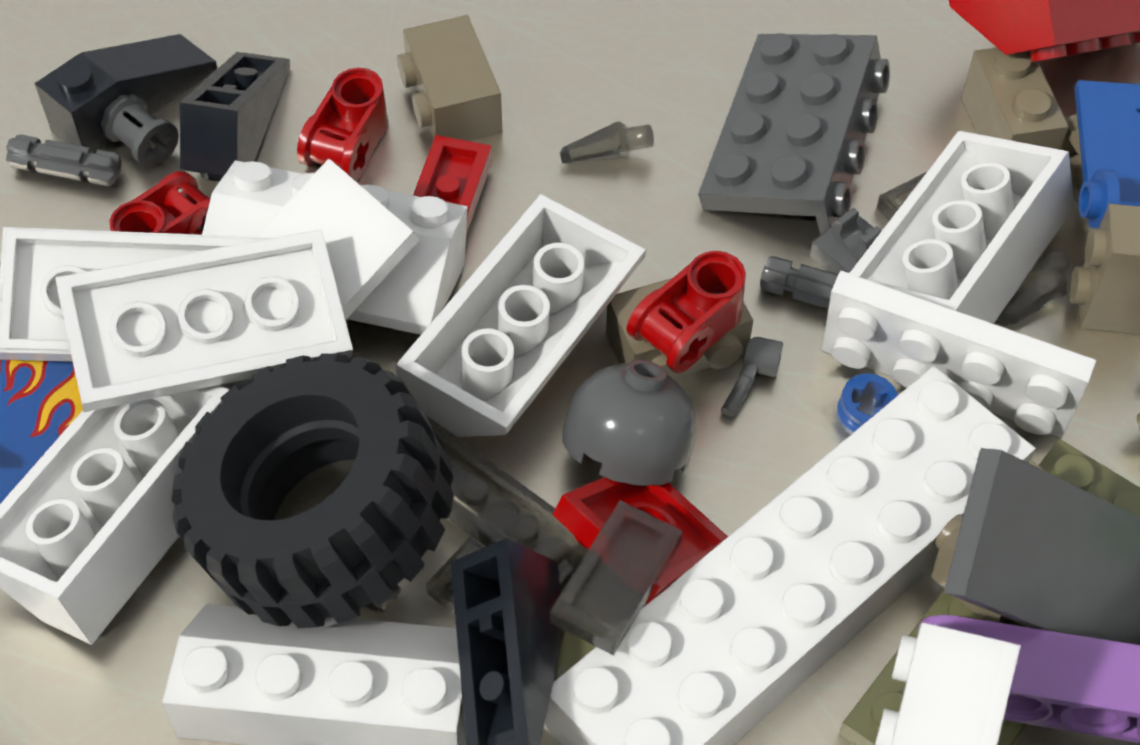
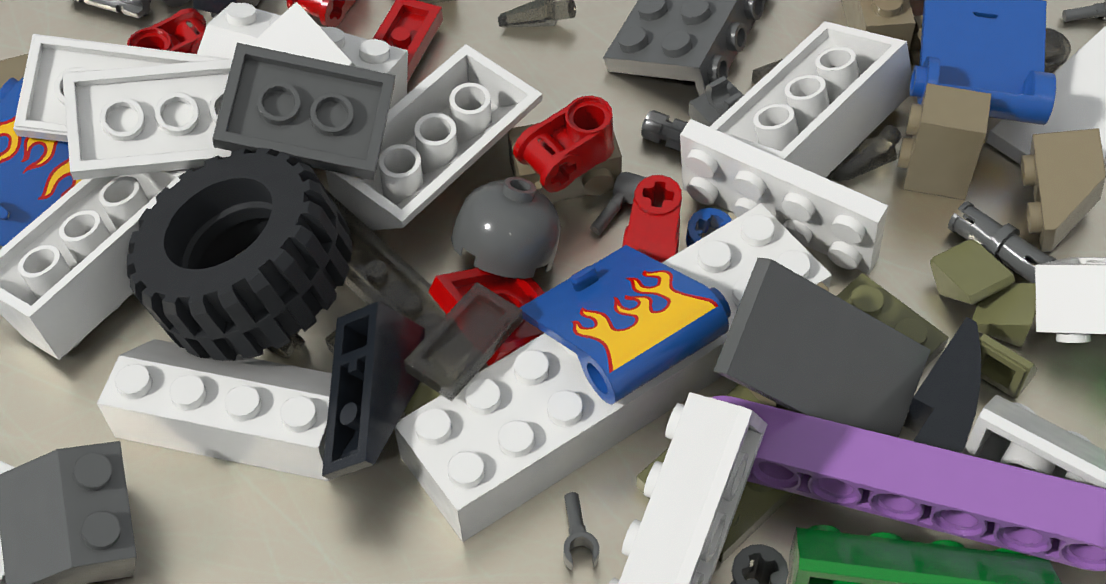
camera: 10 degrees right, 0 degrees up
(369, 298) = (305, 107): none -> dark grey plate
(803, 405) = (655, 218): none -> red piece
(811, 529) = (629, 319): none -> blue door

